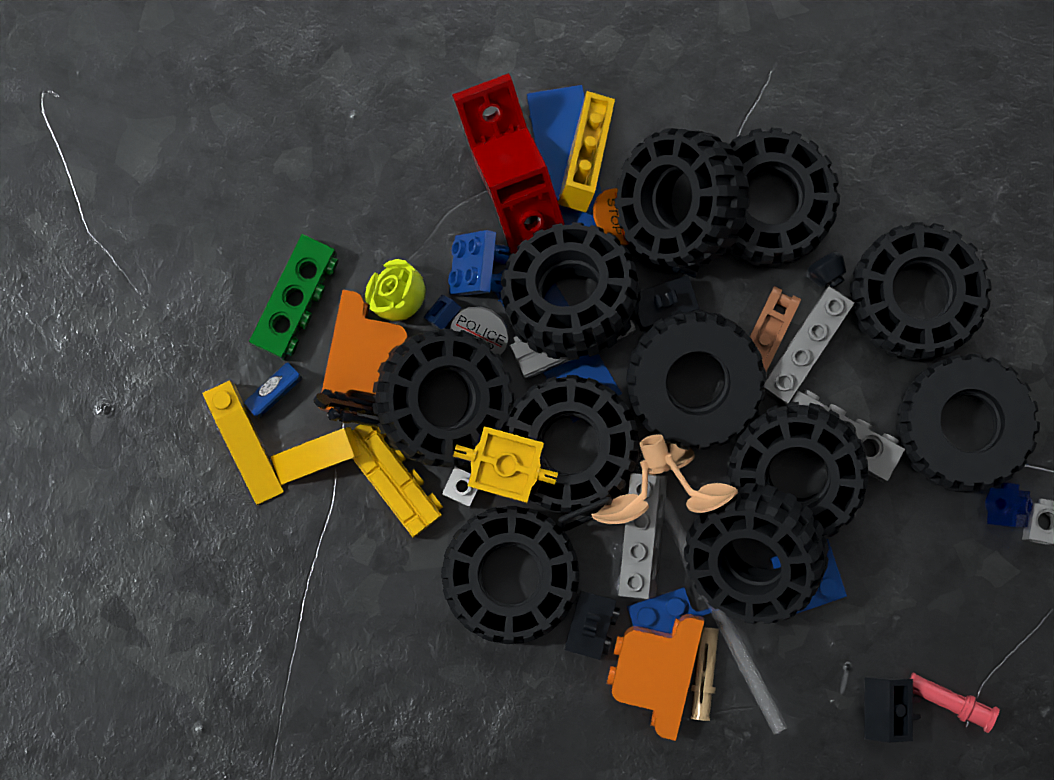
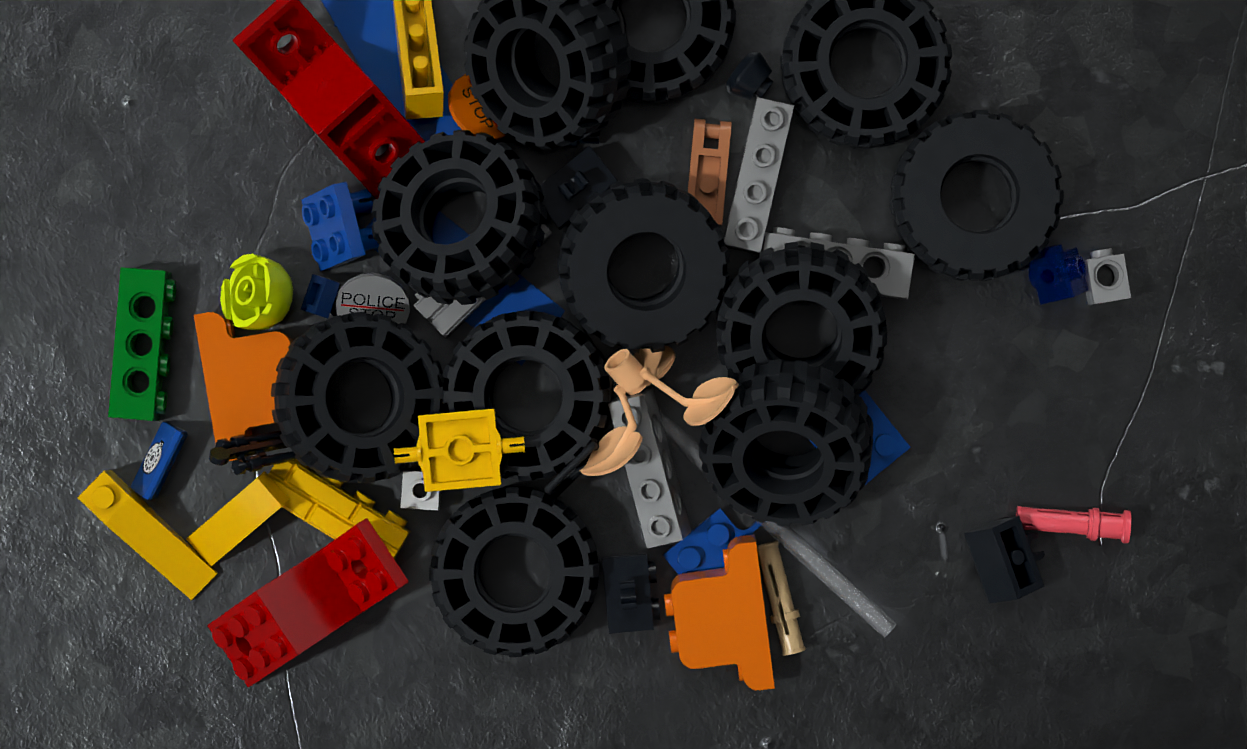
camera: 25 degrees left, 5 degrees up
(344, 538) = (307, 603): none -> red bracket

